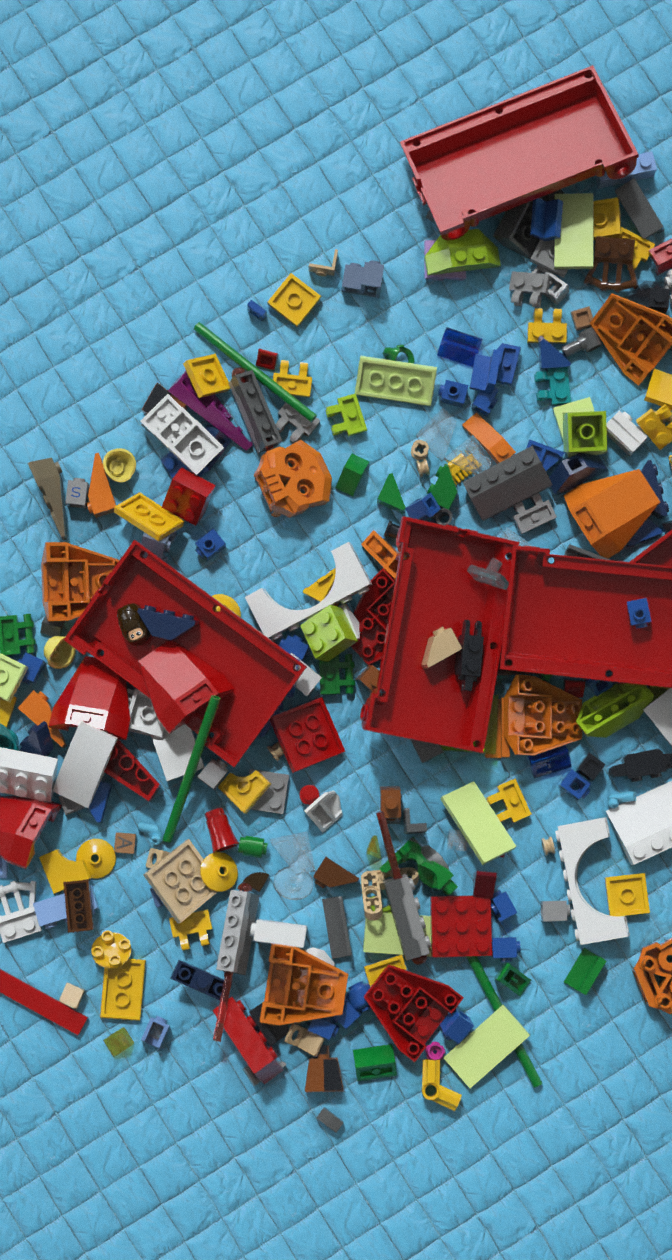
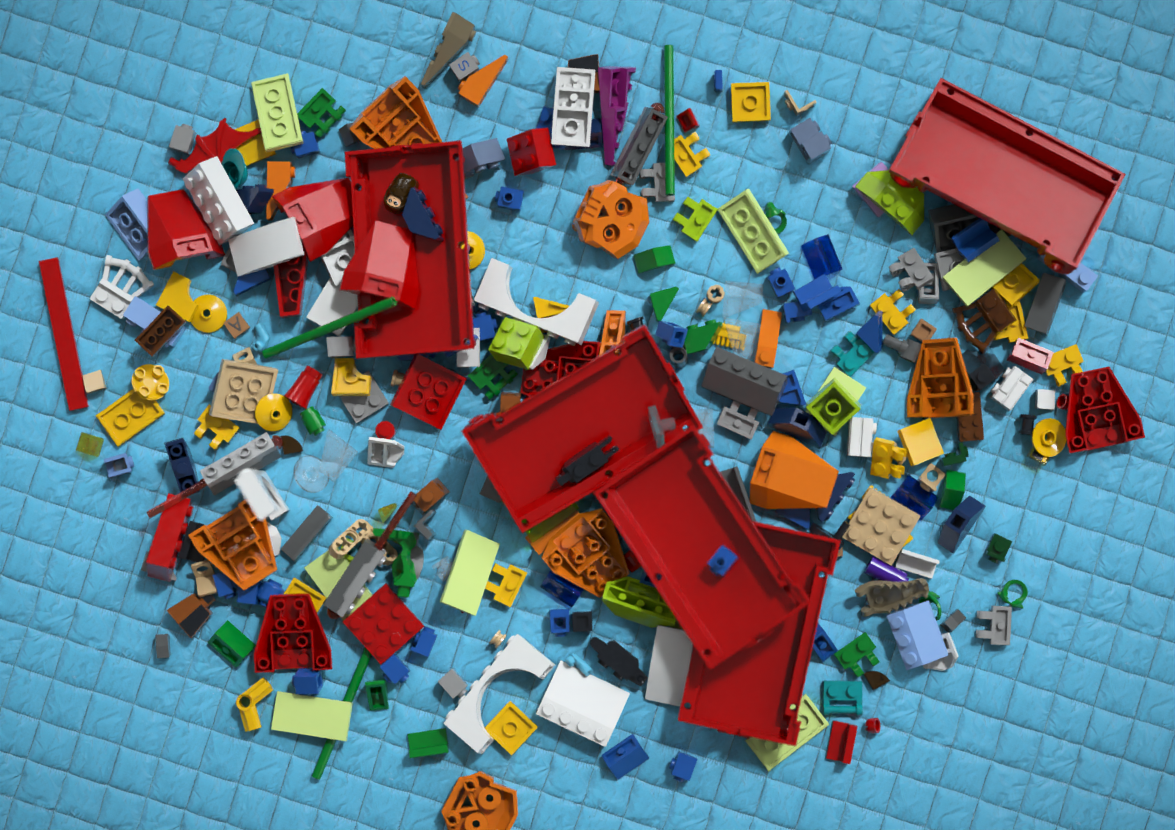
camera: 55 degrees right, 5 degrees up
(58, 652) = (333, 155): light yellow helmet -> none
(119, 464) = (511, 79): light yellow helmet -> none
(148, 516) = (490, 135): yellow tile -> none
(207, 375) = (635, 86): yellow plate -> none
(332, 875) = (342, 498): reddish brown slope -> none
(435, 1046) = (275, 676): dark pink plate -> none
(440, 647) = (573, 434): tan slope -> none
(484, 884) = (427, 615): dark red slope -> none

